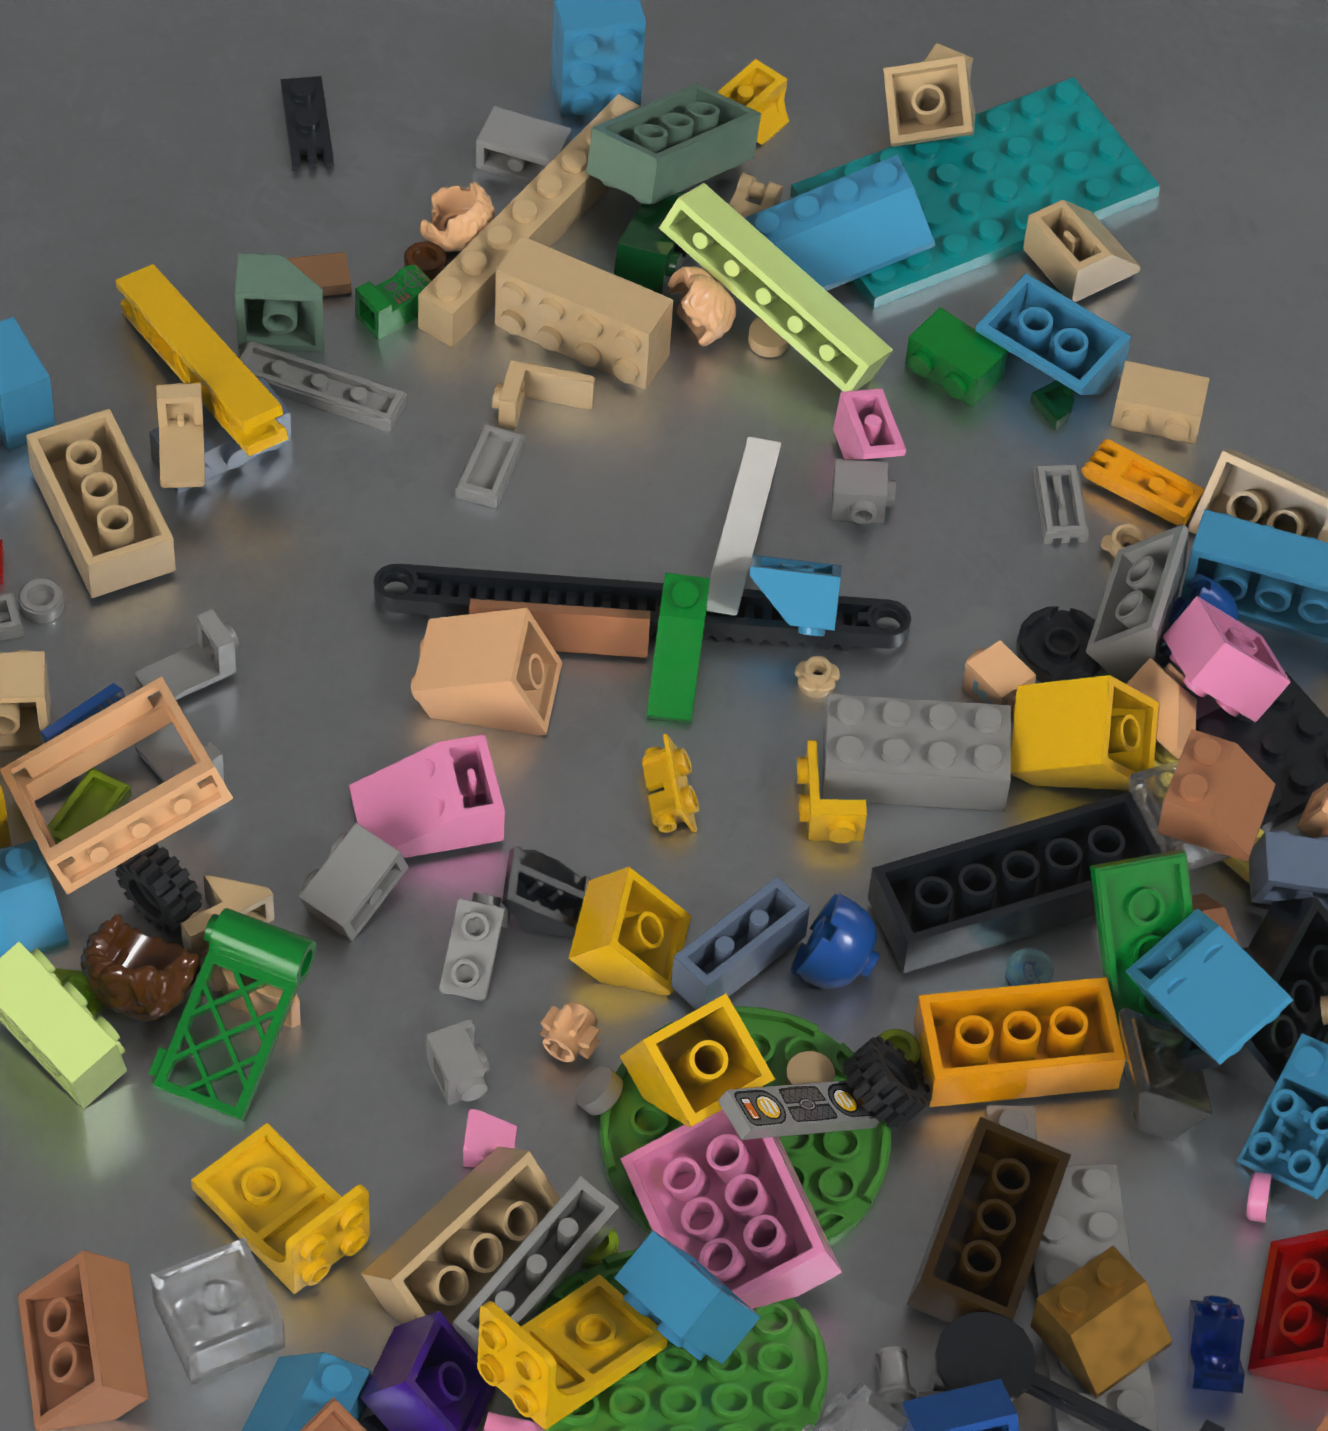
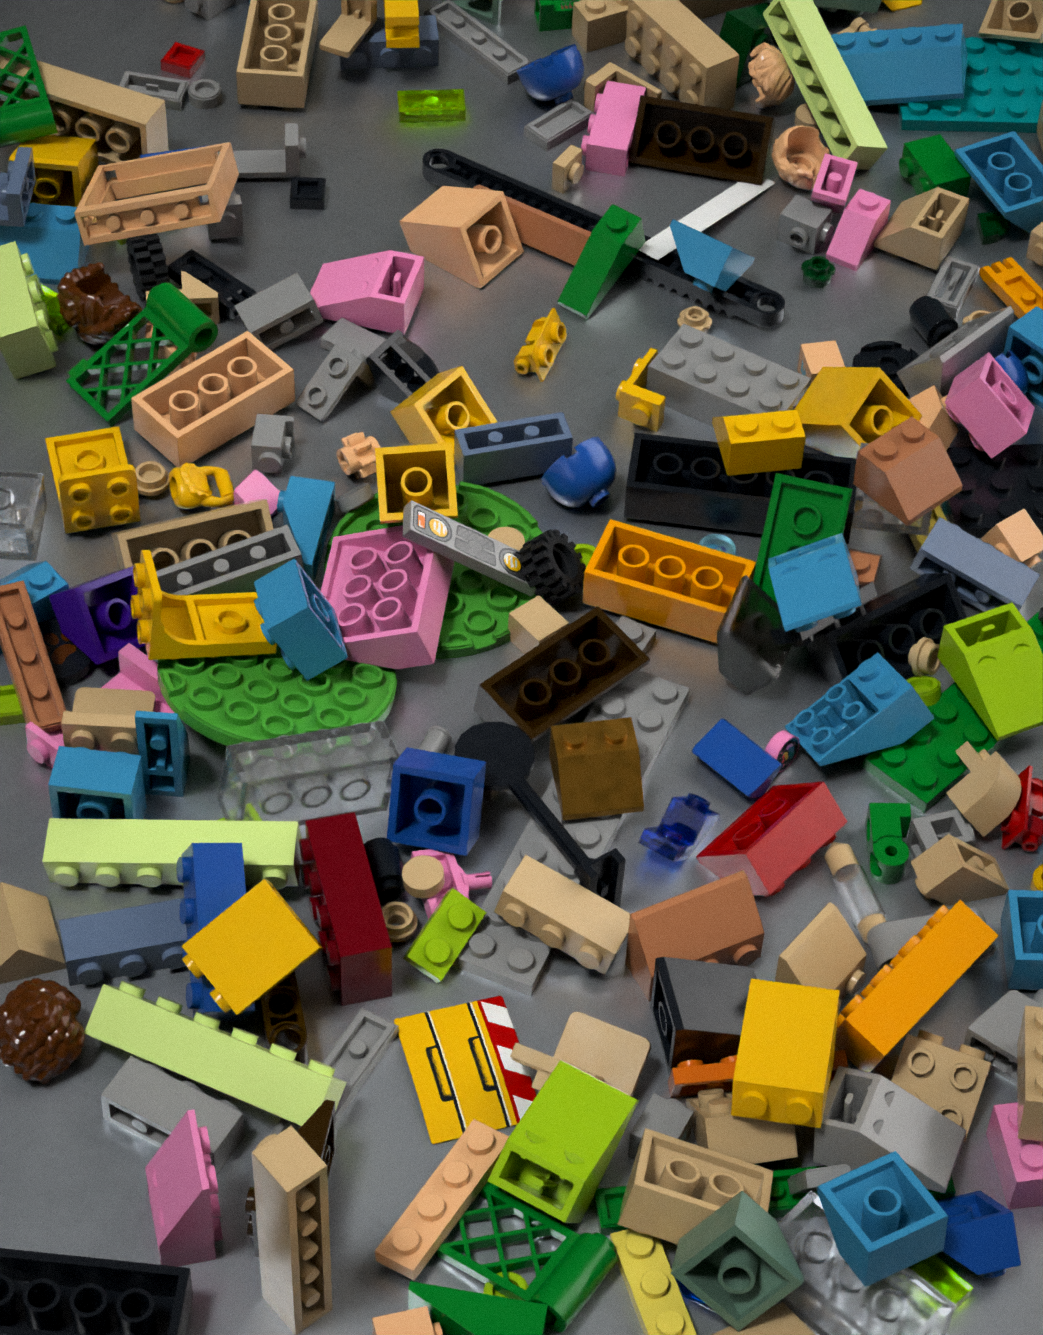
camera: 30 degrees right, 5 degrees down
(244, 865) = (229, 289): none -> black hinge
(260, 691) = (307, 193): none -> black tile
(329, 505) = (431, 105): none -> clear neon green plate
(345, 1171) = (151, 478): none -> tan plate
(357, 1036) = (213, 399): none -> light nougat brick
(403, 1167) = (191, 490): none -> yellow piece
(452, 404) = (553, 75): none -> blue cylinder
(458, 876) = (351, 337): none -> light grey tile
(549, 529) = (567, 169): none -> tan plate
(564, 448) = (612, 128): none -> bright pink brick
(564, 1143) = (308, 512): none -> dark azure slope
(674, 423) = (701, 140): none -> dark brown slope
(801, 401) = (799, 156): none -> light nougat hair
(908, 555) = (817, 272): none -> dark green plate
(915, 1170) = (534, 624): none -> tan brick
(923, 474) = (858, 229): none -> bright pink slope
(991, 439) = (925, 227): none -> tan slope
(1019, 816) = (760, 441): none -> yellow slope
(1076, 562) = (931, 319): none -> black brick
(1223, 1229) = (738, 759): none -> blue slope

